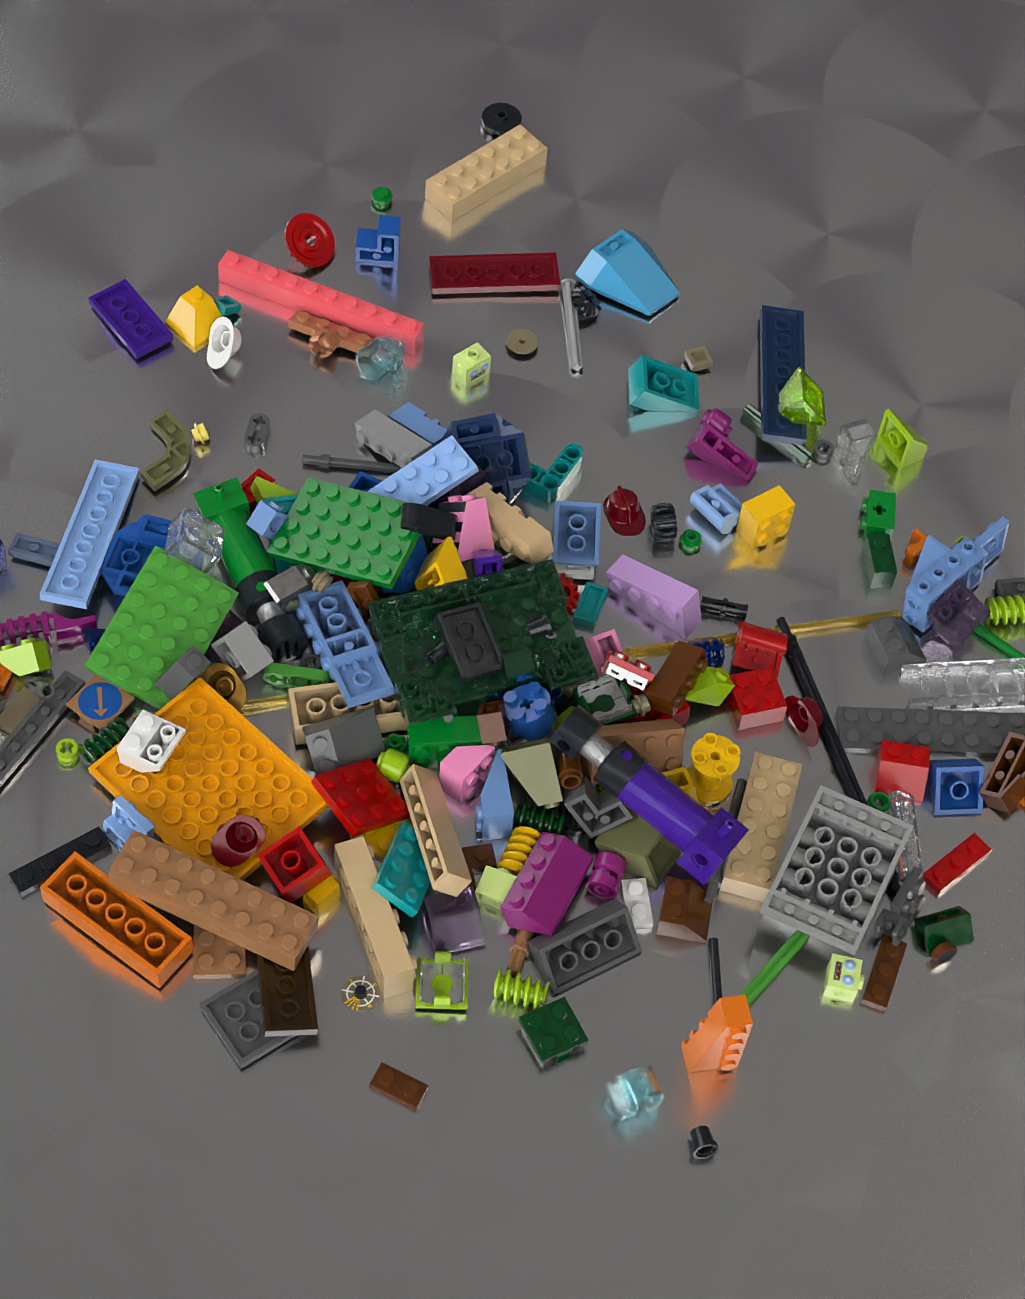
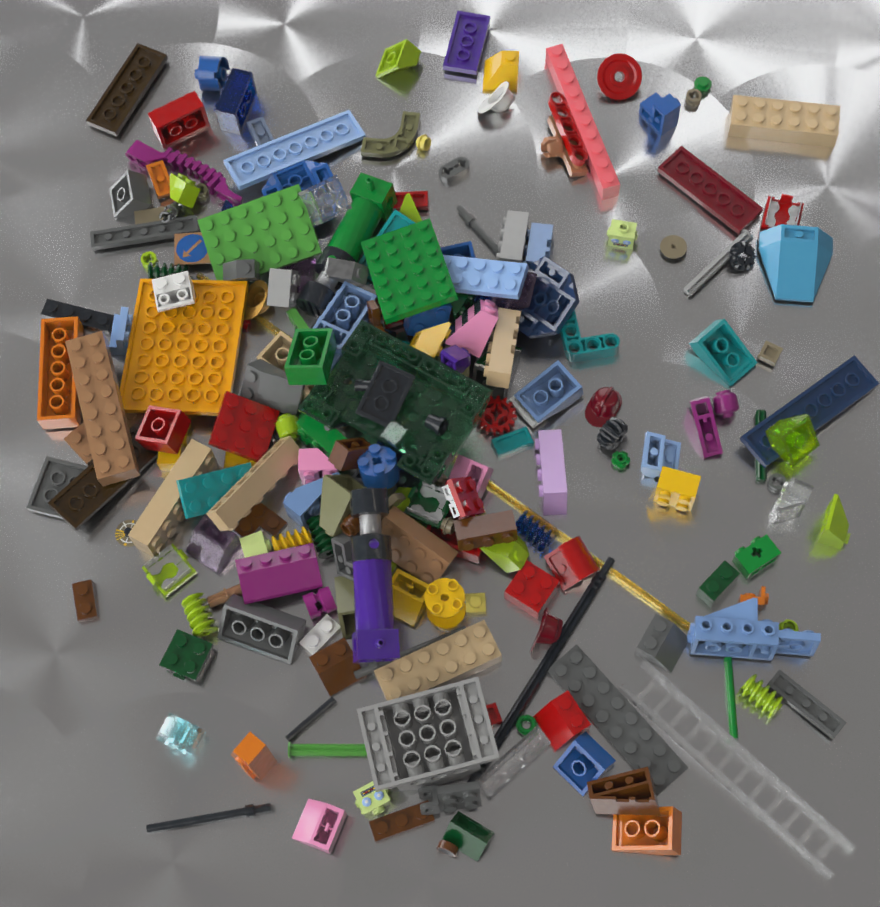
camera: 60 degrees right, 10 degrees up
(83, 380) = (398, 58): none -> lime slope
(227, 305) = (527, 77): teal plate -> none
(237, 840) = (151, 387): dark red piece -> none
(267, 519) = (379, 222): medium blue brick -> none
(320, 315) = (574, 135): none -> red beam
(321, 581) = (360, 285): dark tan plate -> none
(368, 667) = (310, 356): none -> green brick
(380, 357) = (573, 183): clear light blue helmet -> none
(387, 206) = (693, 102): none -> dark tan bush
(428, 521) = (442, 301): black beam -> none
(500, 118) = (833, 95): black plate -> none
(573, 246) = (781, 212): none -> piece
(703, 1143) = (185, 799): black piece -> none
(724, 607) = (580, 508): black pin -> none
(761, 1096) = (248, 811): none -> black bar
(833, 1040) = (320, 825): none -> bright pink slope
(956, 863) = (526, 807): red plate -> none
(957, 614) = (716, 664): clear purple slope -> none

